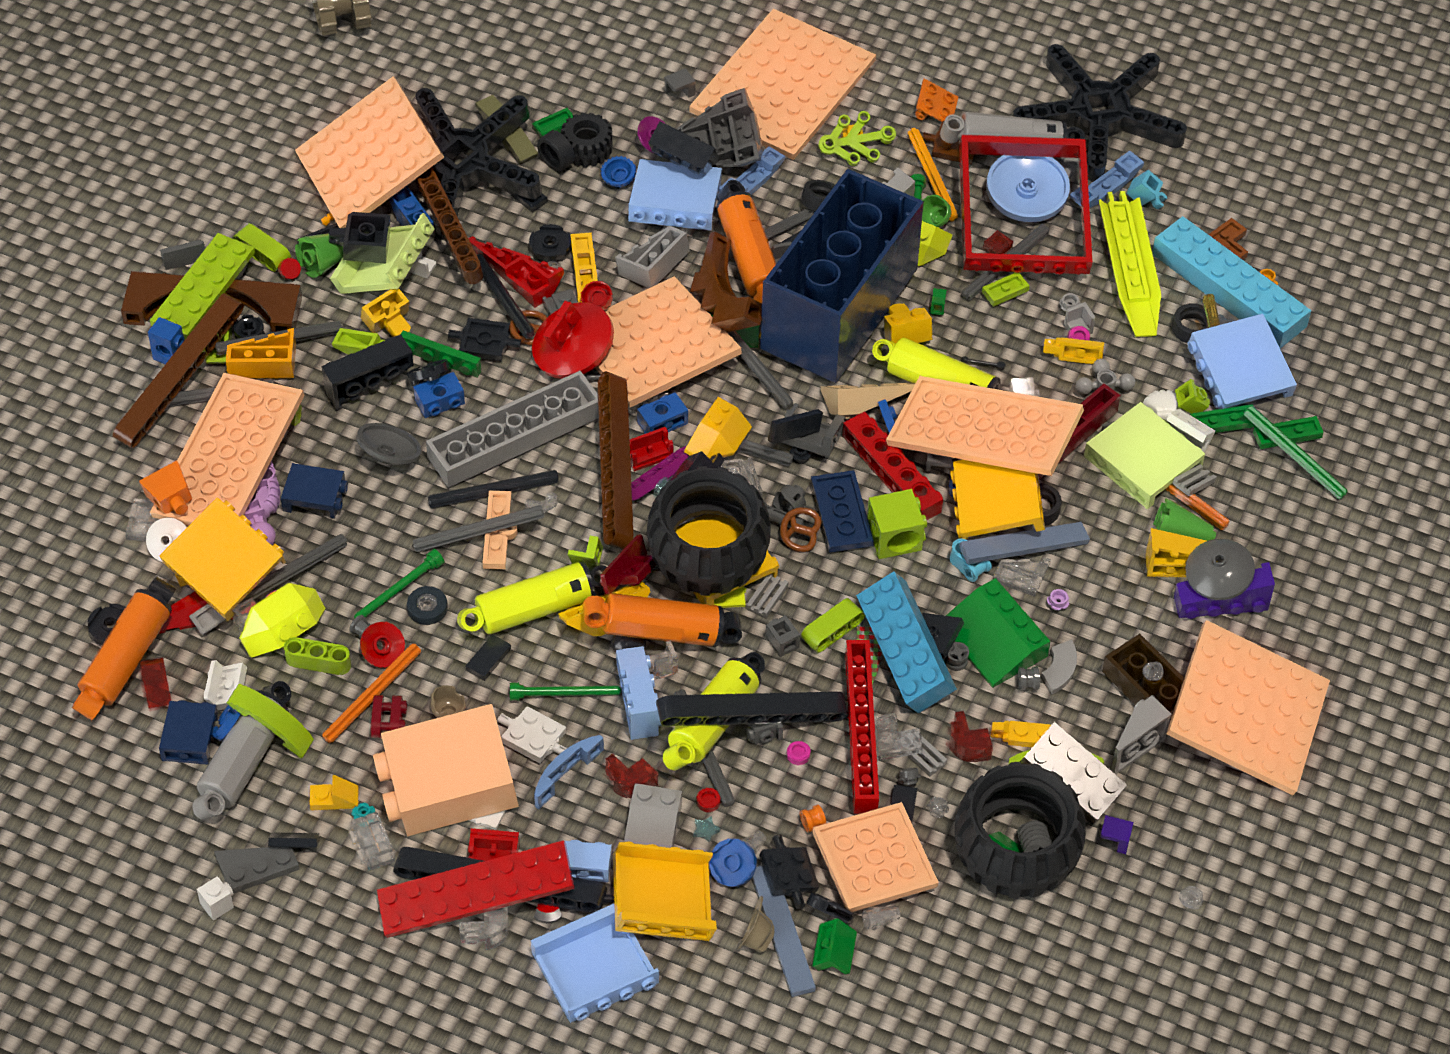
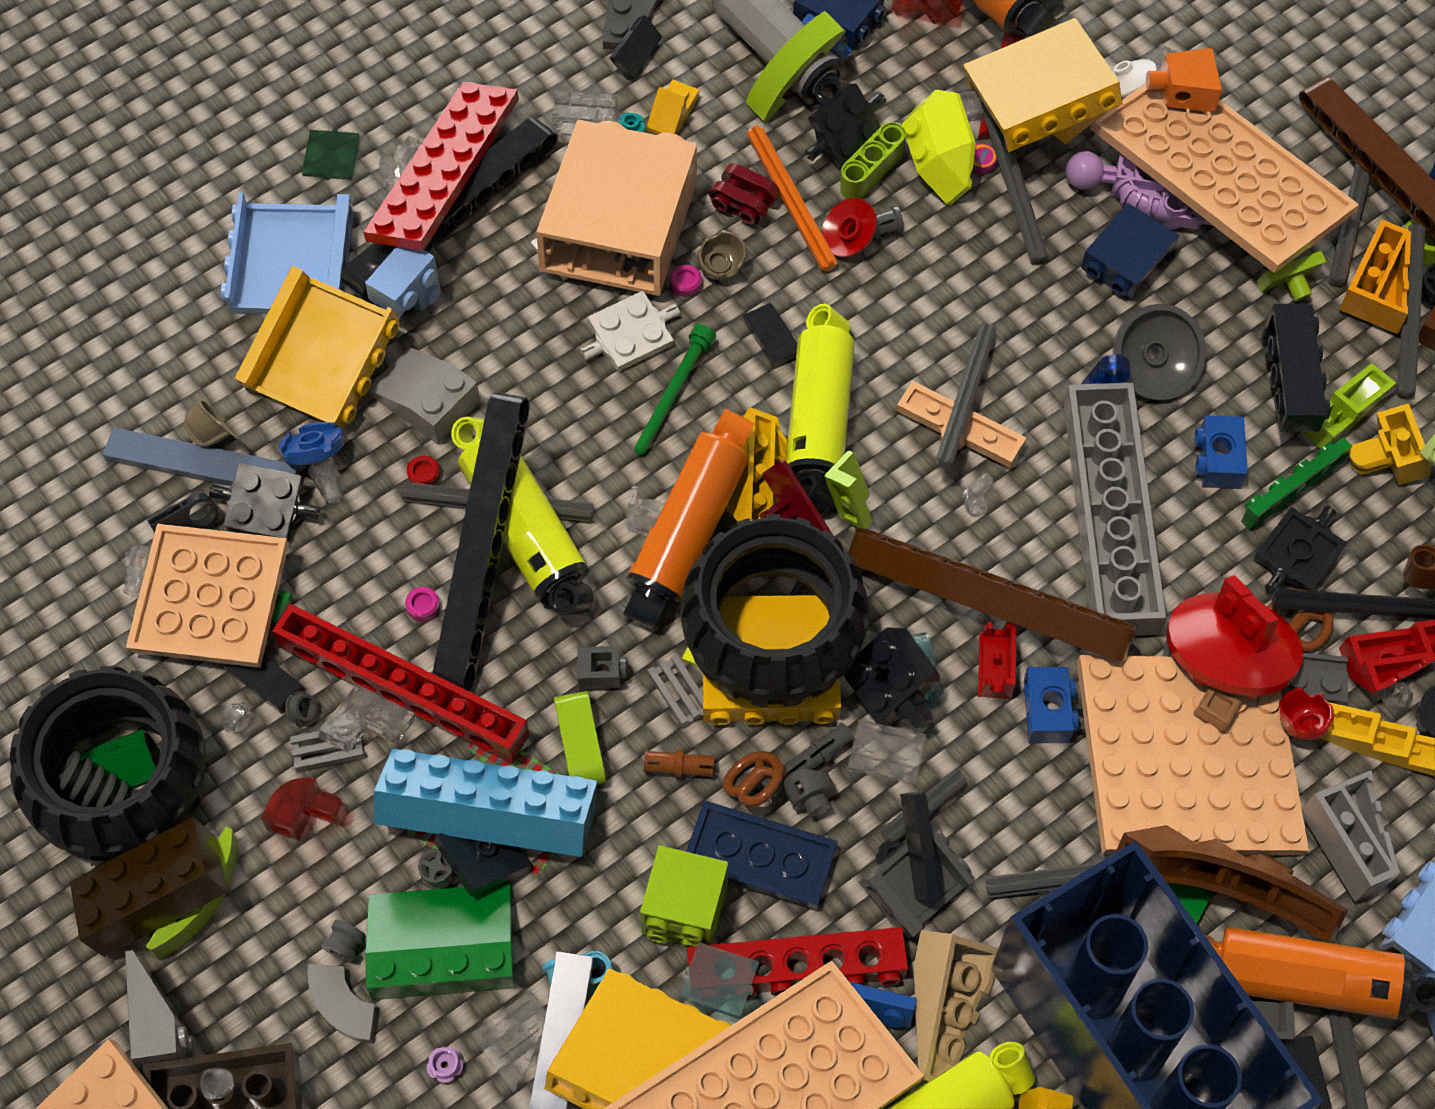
camera: 120 degrees right, 10 degrees up
(222, 682) = (884, 58): white bracket -> none
(296, 675) = (844, 124): none -> black plate
(427, 595) = (887, 317): black bush -> none
(428, 469) = (1110, 369): none -> clear blue plate
(430, 372) = (1262, 446): black plate -> none
(432, 560) = (950, 335): green piece -> none
(482, 491) = (1032, 453): black axle -> none
(492, 844) = (503, 225): red hinge -> none
(492, 991) = (330, 154): none -> clear green piece
(583, 750) = (548, 309): medium blue slope -> none
(622, 332) = (1217, 707): none -> medium nougat tile
(625, 778) = (519, 385): clear red brick -> none
(638, 692) = (611, 456): light blue wedge -> none
(665, 468) = (962, 688): magenta beam -> none
(705, 829) = (387, 451): clear light blue piece -> none
(719, 431) = (978, 760): yellow wedge -> none
(812, 818) = (315, 564): orange wheel -> none
(814, 572) = (678, 763): none -> dark orange pin
(834, 946) = (133, 500): green panel -> none
(931, 485) = (719, 980): none -> clear light blue piece
(1018, 733) = (269, 892): yellow hinge -> none
(1117, 830) = (47, 907): dark purple panel -> none

